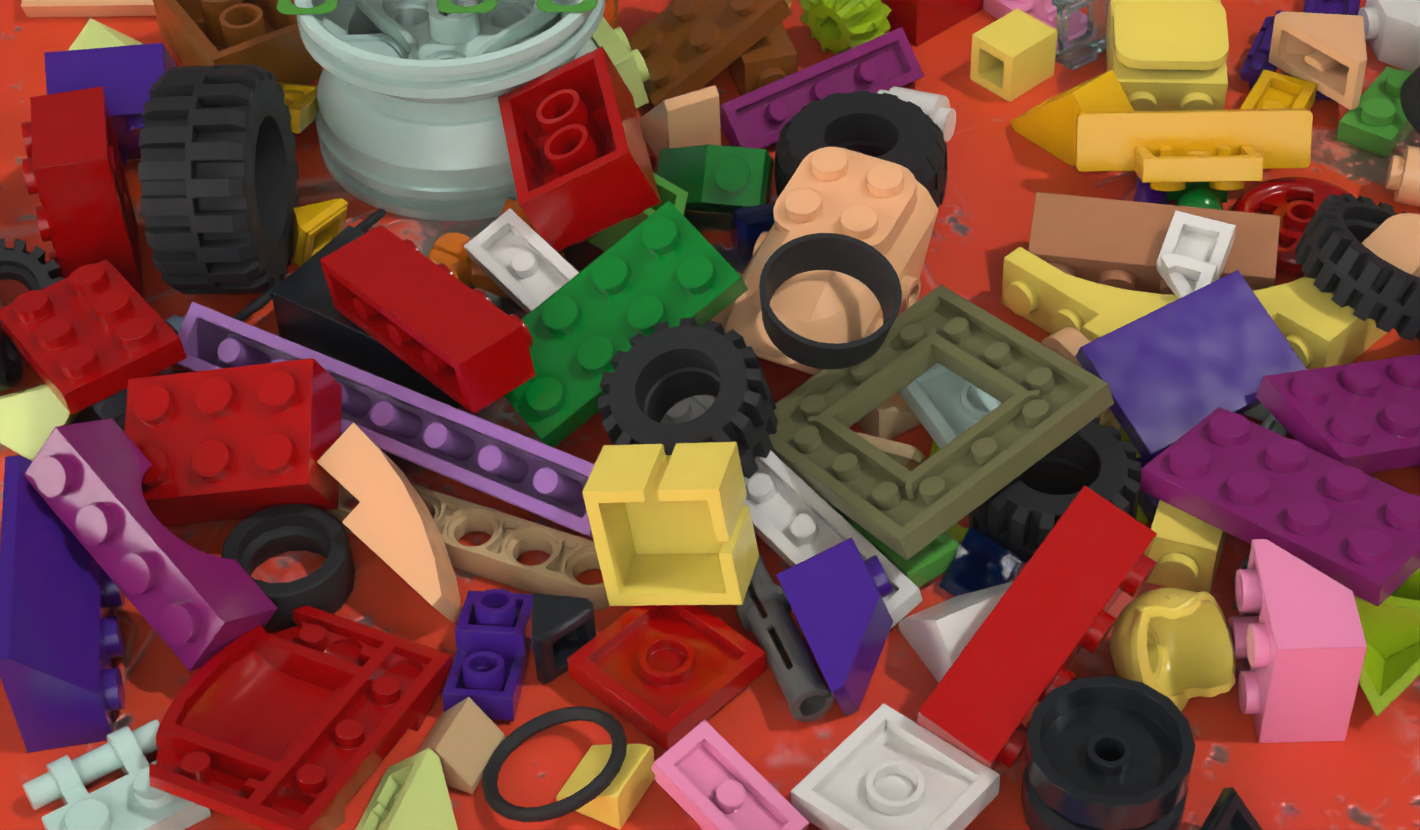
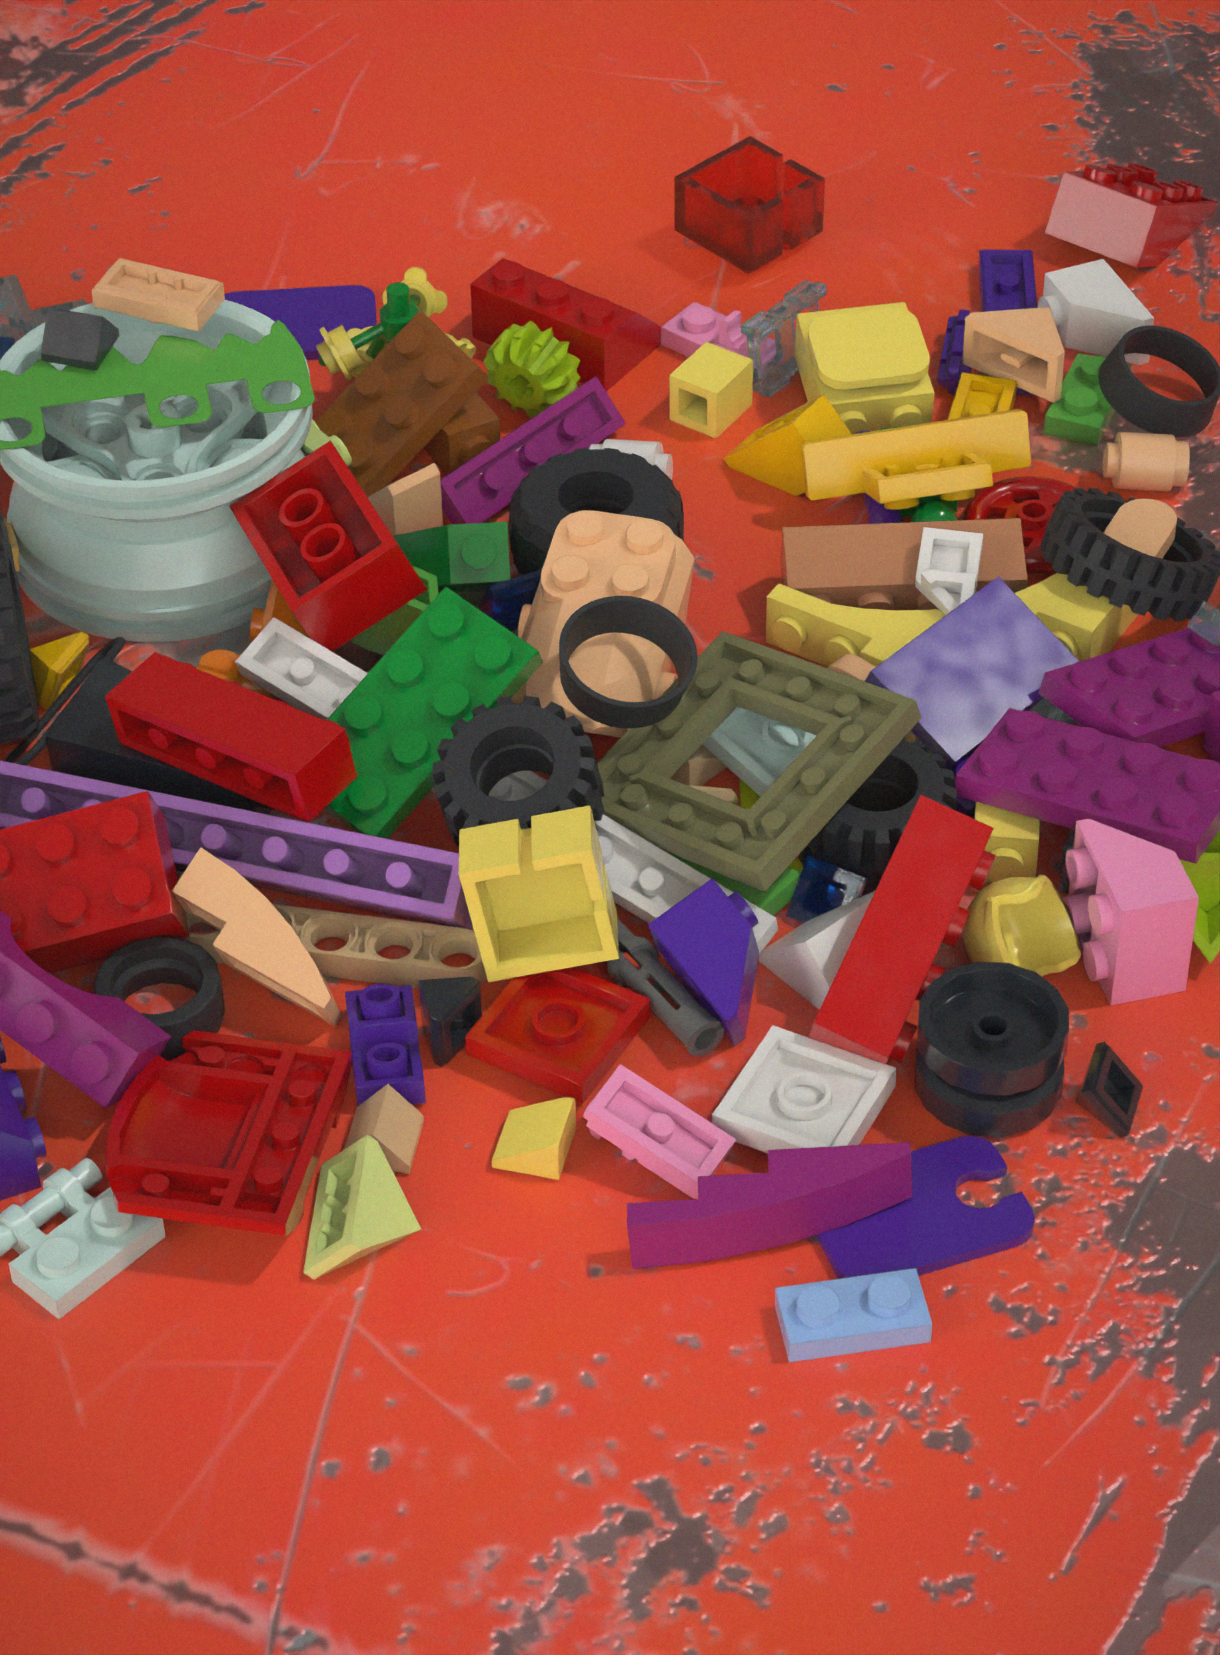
camera: 15 degrees left, 0 degrees up
(578, 799) = (502, 1168): black tyre -> none

